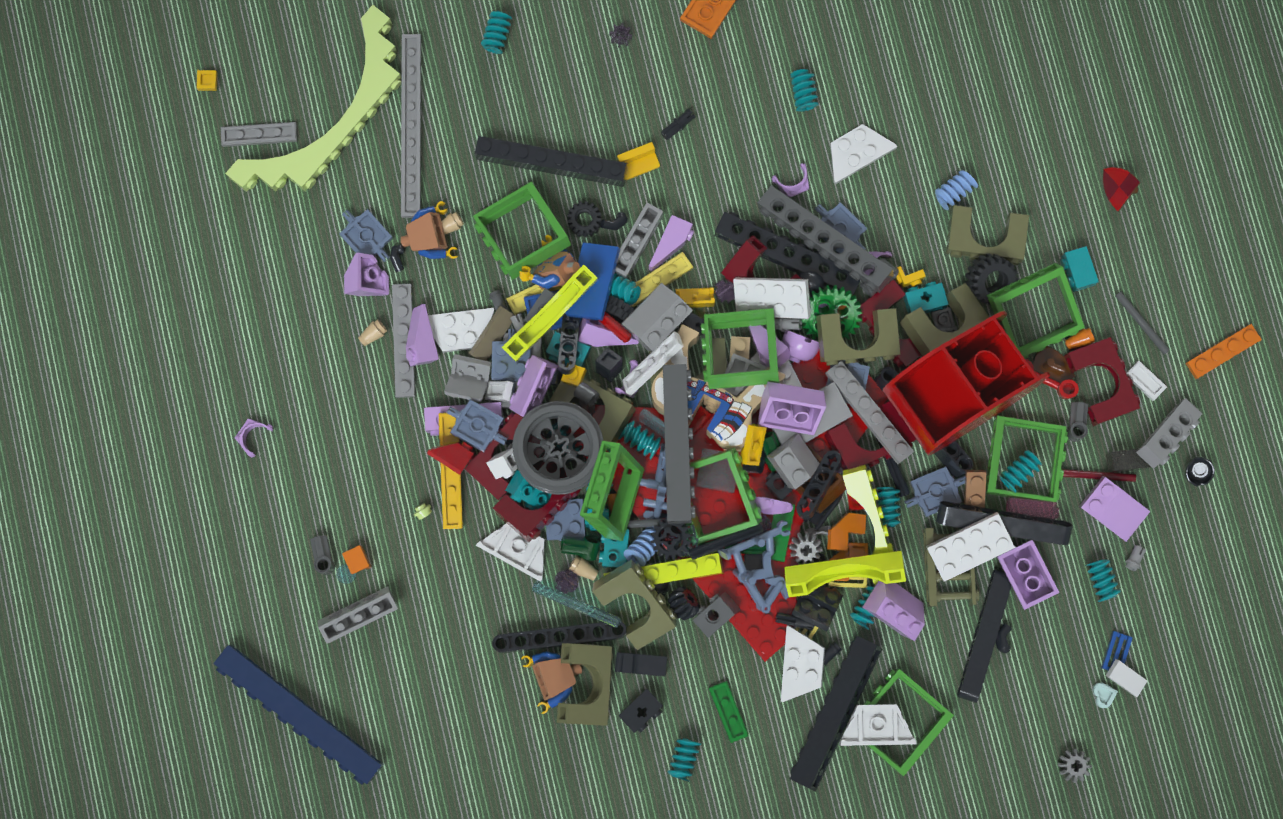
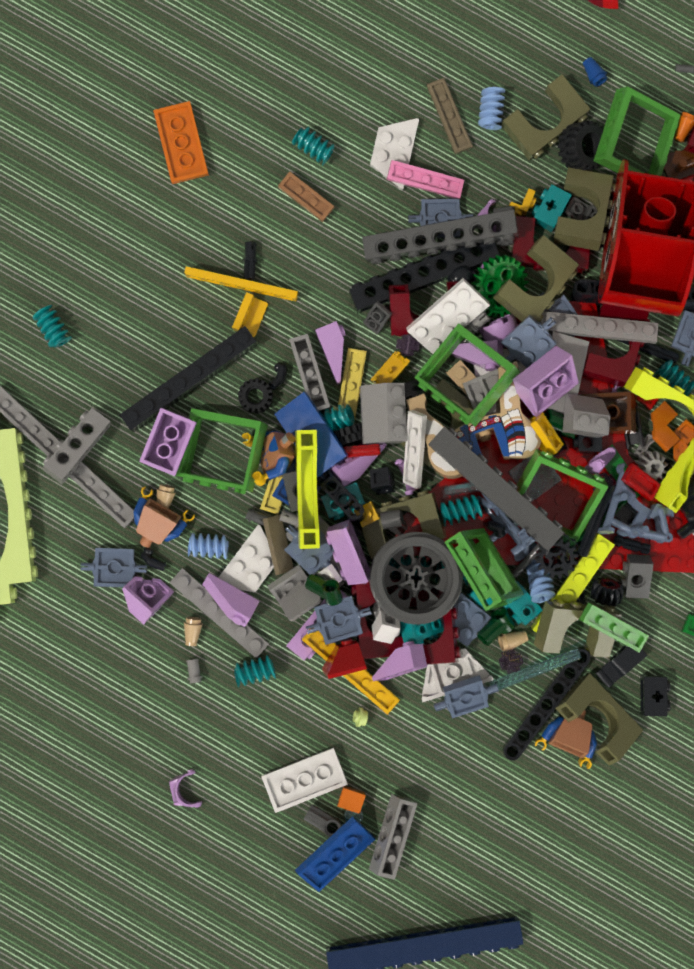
camera: 50 degrees left, 5 degrees up
(305, 585) = (335, 854): none -> blue tile
(339, 513) = (304, 780): none -> white plate
(344, 361) = (194, 671): none -> light grey pin
(384, 403) = (254, 671): none -> teal piece
(400, 134) = (62, 471): none -> light grey brick
(443, 287) = (208, 546): none -> light blue piece
(489, 499) = (402, 661): none -> lavender slope
(491, 186) = (168, 441): none -> lavender slope
(491, 395) = (325, 588): none -> dark green piece
(509, 572) = (465, 696): none -> sand blue plate
(620, 30) = (138, 234): gear -> none
(653, 476) = (496, 527): none -> black arm
(655, 134) = (242, 284): none -> yellow tile
(660, 628) = (613, 627): none -> bright green plate
(723, 250) = (377, 318): none -> dark grey slope
(735, 588) = (631, 544): none -> black axle
(762, 120) = (306, 197): none -> medium nougat plate
(785, 548) = (640, 482): none -> red tile
(791, 191) = (379, 226): lavender helmet -> none
(809, 369) = (529, 341): none -> sand blue plate
(816, 483) = (615, 415): black beam -> none
(857, 191) = (425, 179): none -> bright pink plate
(921, 166) = (449, 116): none -> dark tan tile
(1055, 239) = (595, 72): none -> blue cone
(1079, 269) = (634, 75): teal brick -> none

